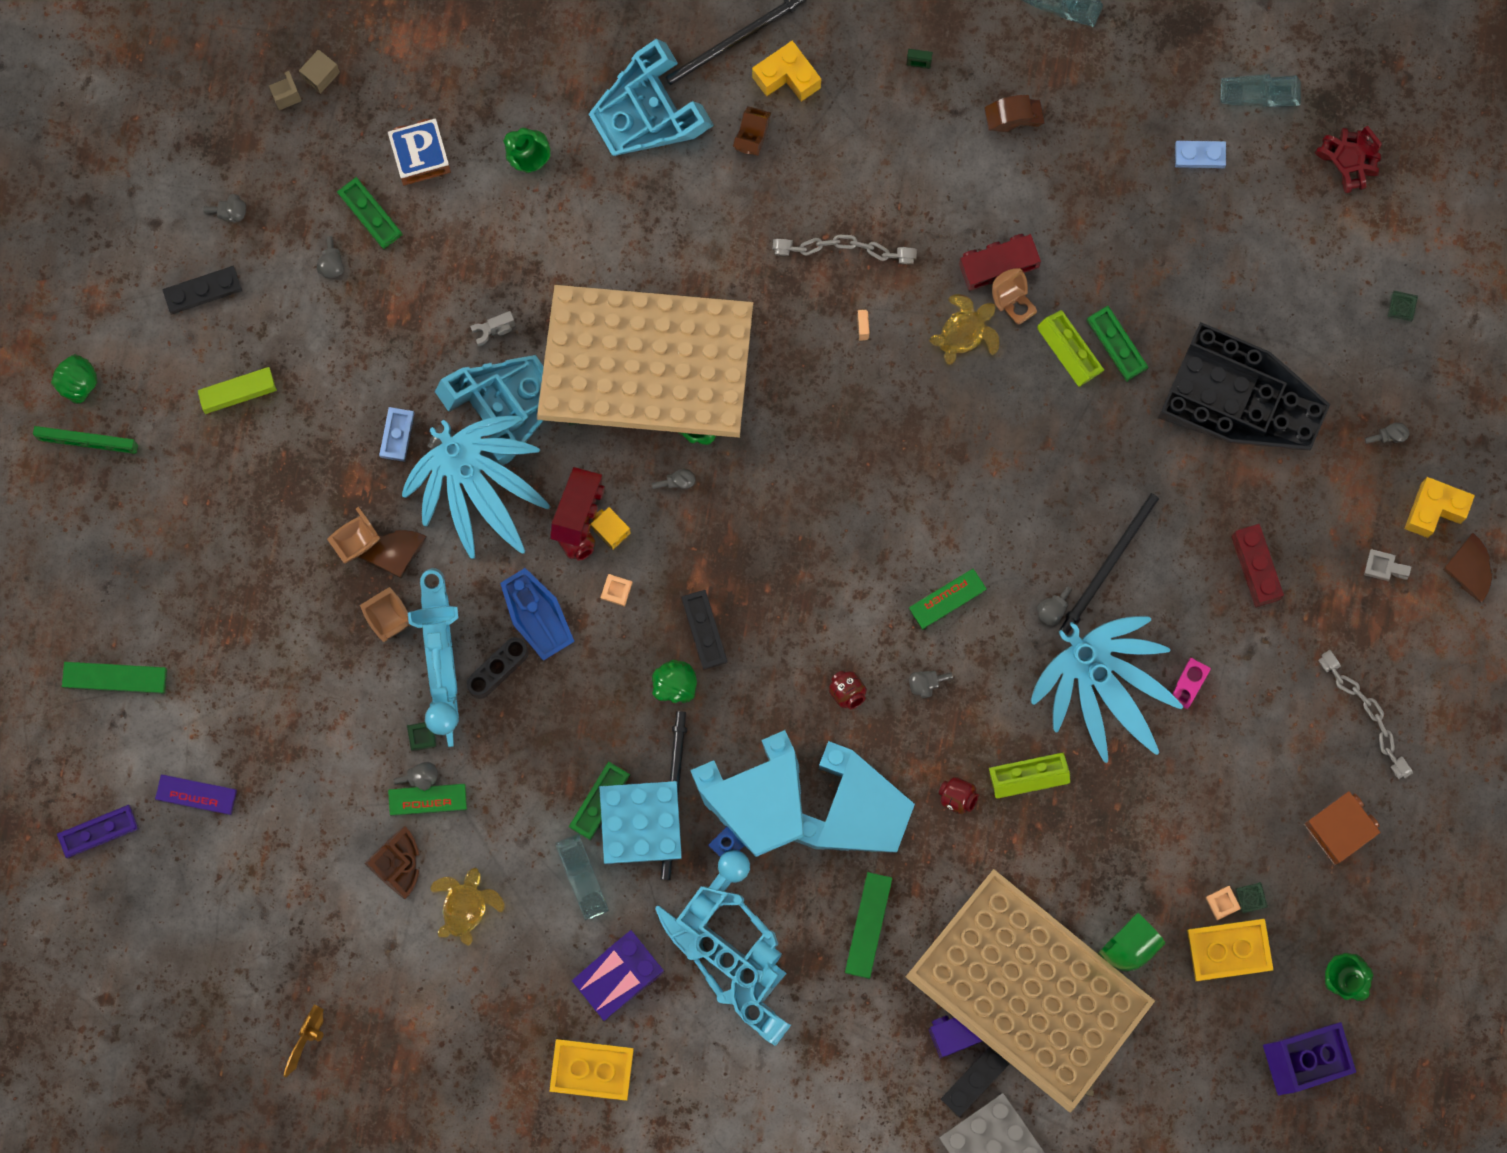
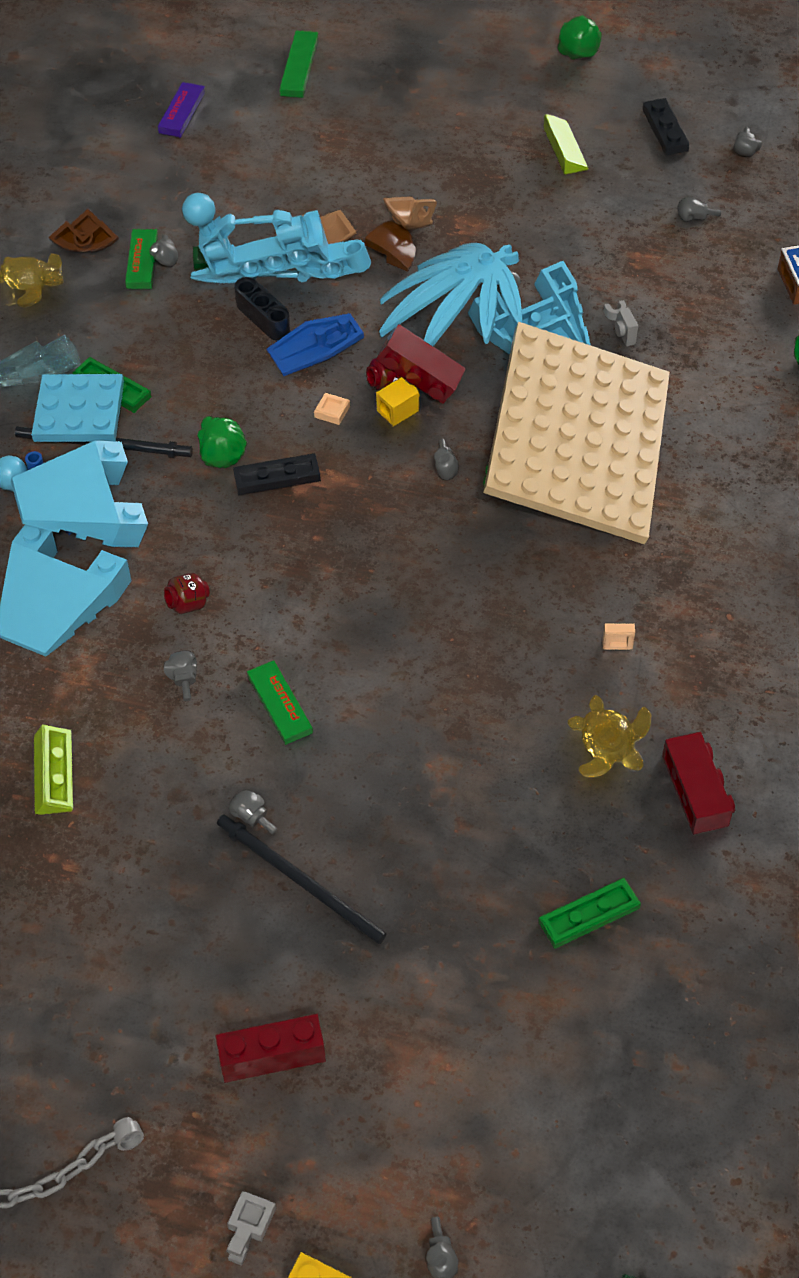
camera: 95 degrees right, 25 degrees down
(85, 440) = (521, 47): green tile -> none
(97, 831) = (162, 52): dark purple tile -> none
(369, 213) = (746, 241): green tile -> none
(396, 434) = (526, 247): light blue plate -> none
(784, 246) = (707, 686): light grey piece -> none
(958, 795) = (41, 690): dark red head -> none
(1011, 288) = (657, 786): medium nougat piece -> none
(1070, 348) = (586, 859): lime slope -> none
(1092, 664) = (176, 840): medium azure plant -> none
(1190, 682) = (131, 953): dark pink leg -> none
(1242, 395) = (506, 1050): black wedge -> none

